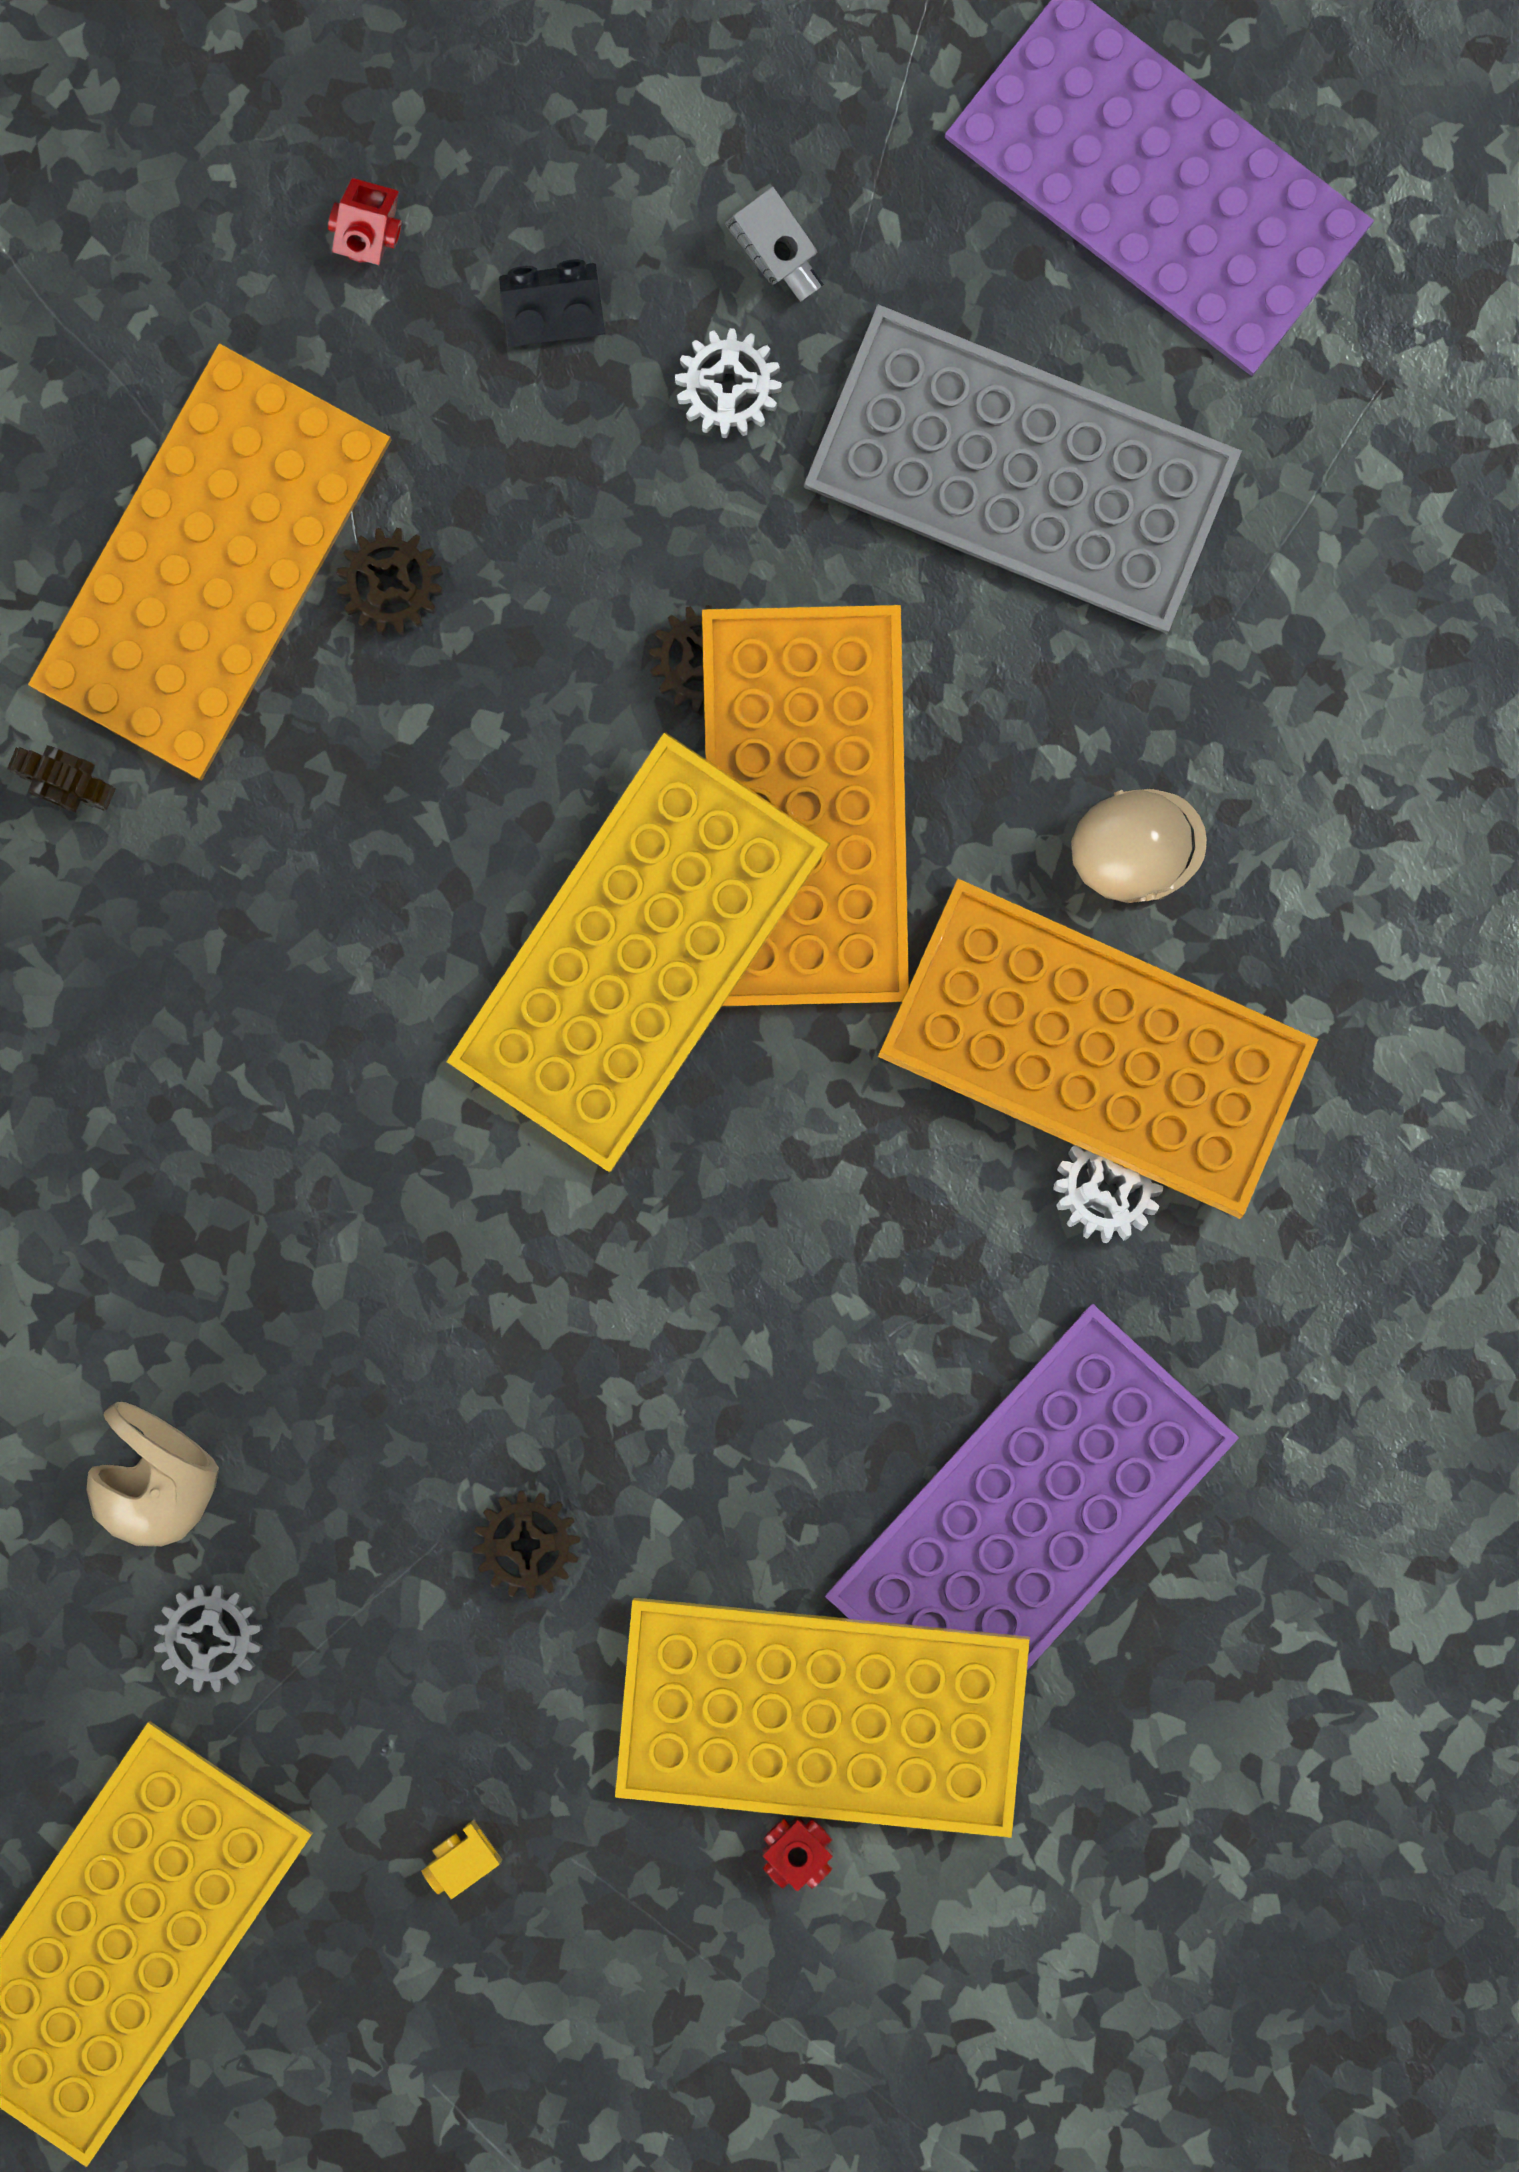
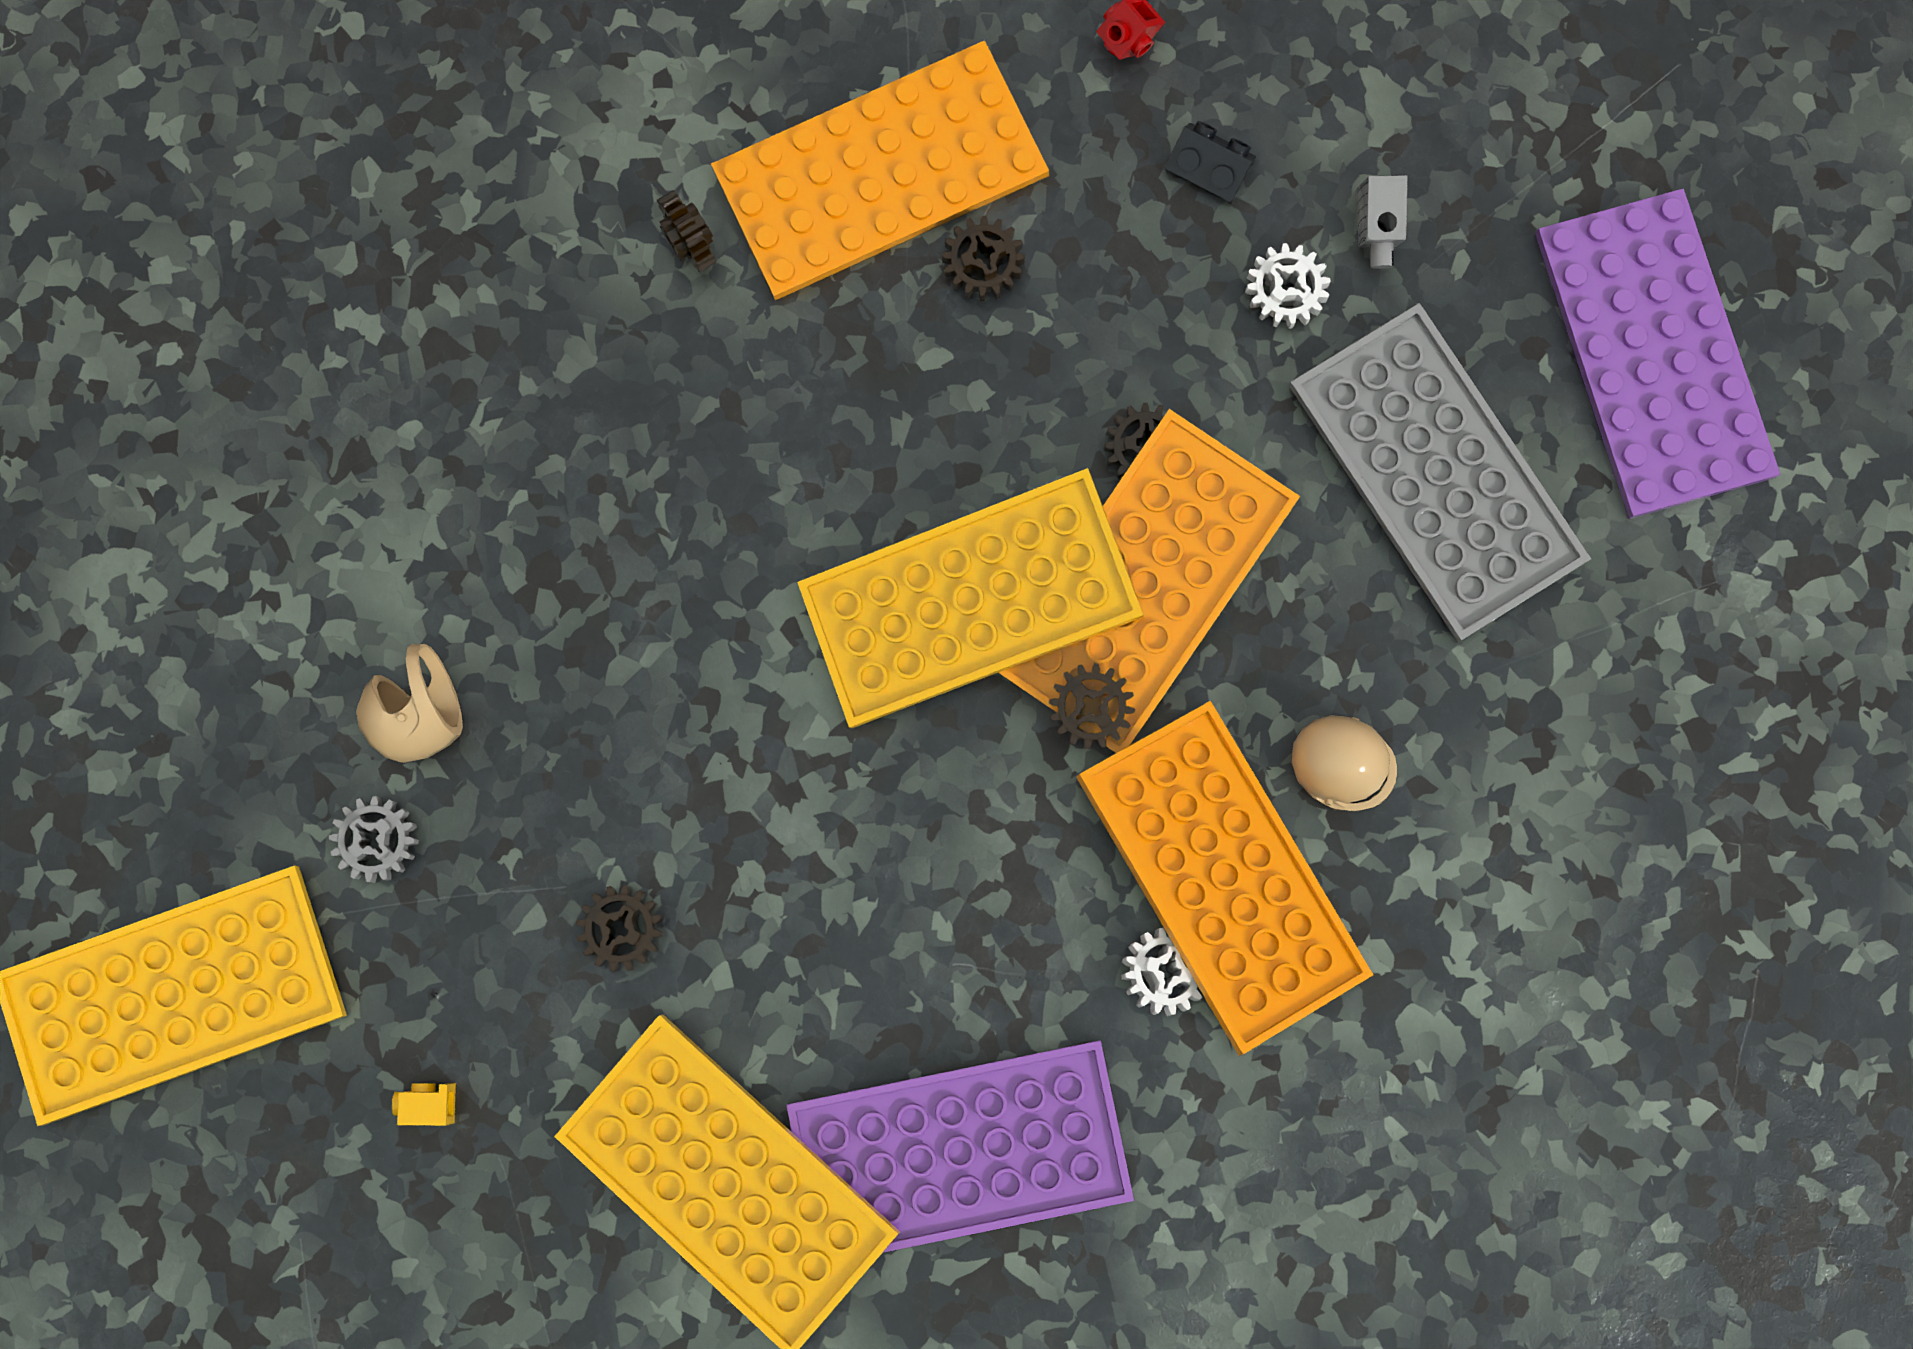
camera: 35 degrees right, 5 degrees down
(787, 1836) = (655, 1252): red brick -> none
(864, 978) = (1080, 692): none -> dark brown gear

